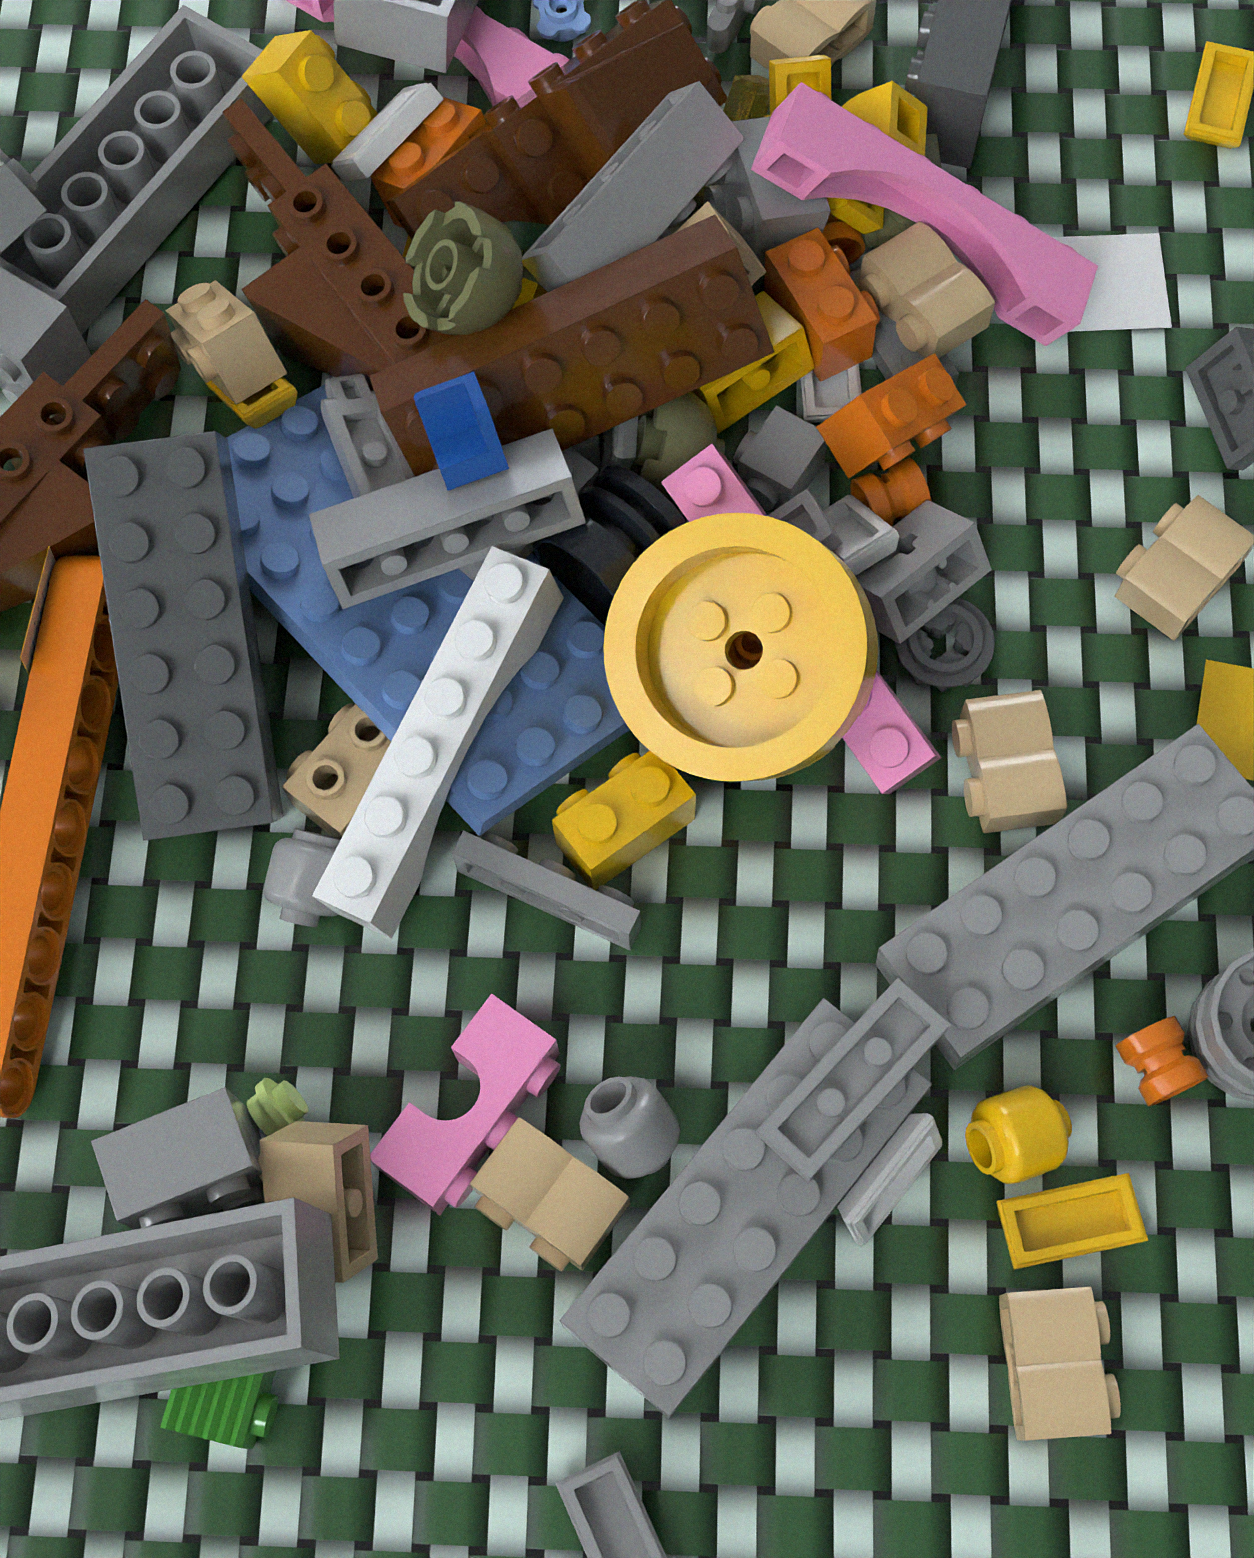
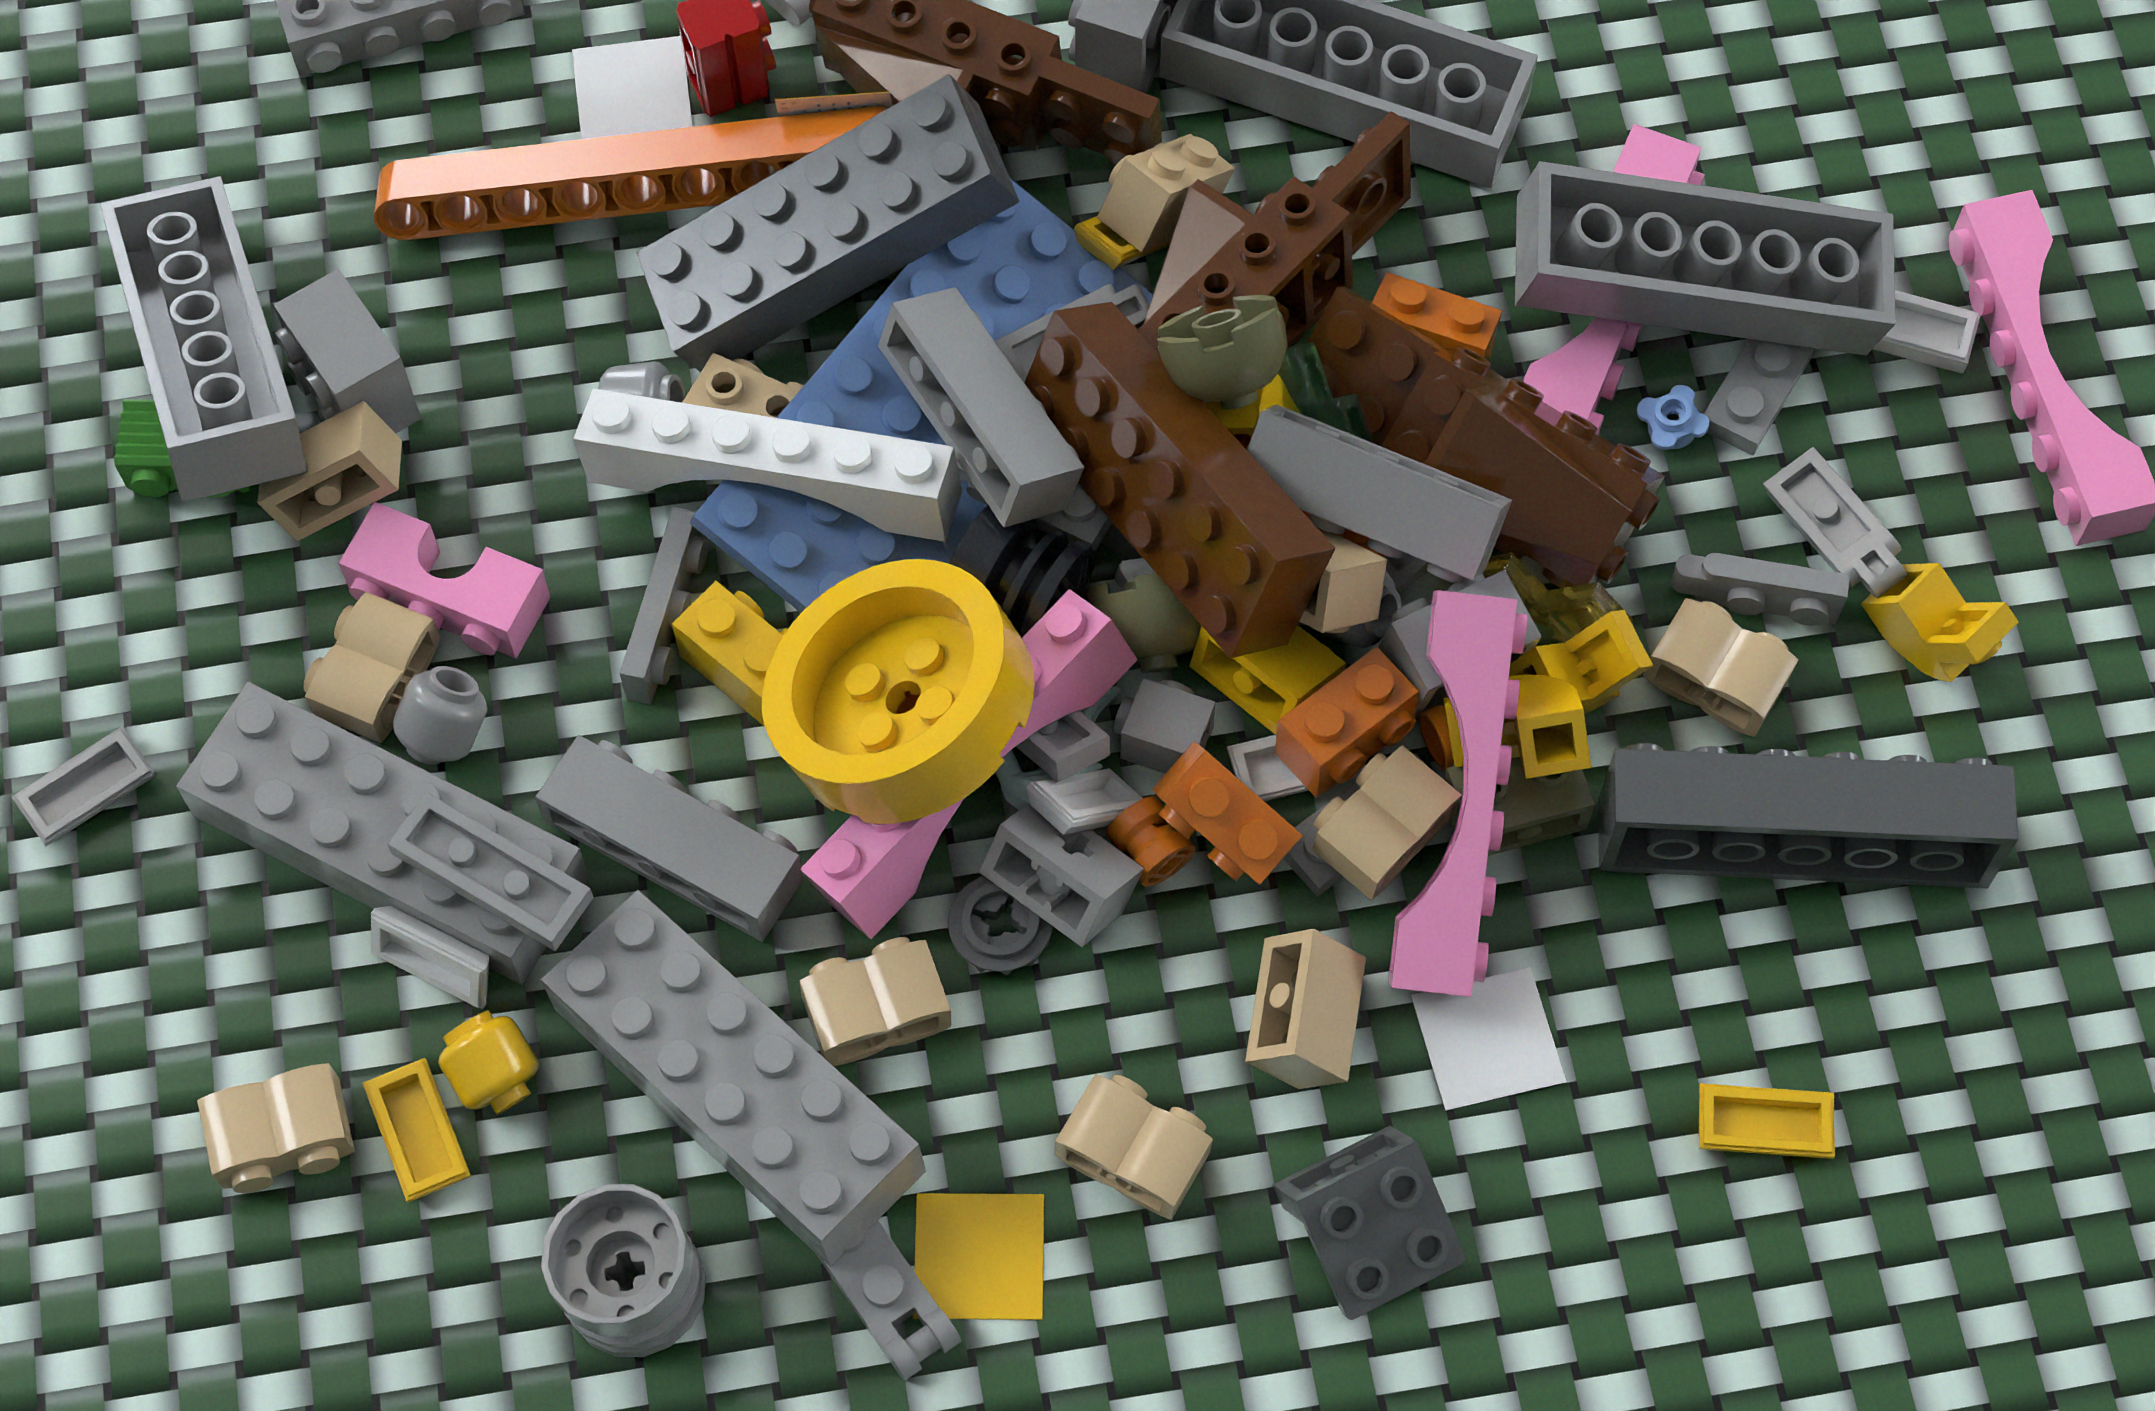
camera: 75 degrees right, 5 degrees down
(276, 1105) = (420, 429): yellowish green plate -> none
(310, 94) = (1465, 200): yellow brick -> none
(386, 131) = (1438, 272): white tile -> none
(461, 431) = (1052, 390): blue panel -> none
(810, 917) = (671, 836): none -> light grey brick
(1085, 399) = (1305, 1009): none -> tan brick
(1160, 1057) = (588, 1171): orange wheel -> none

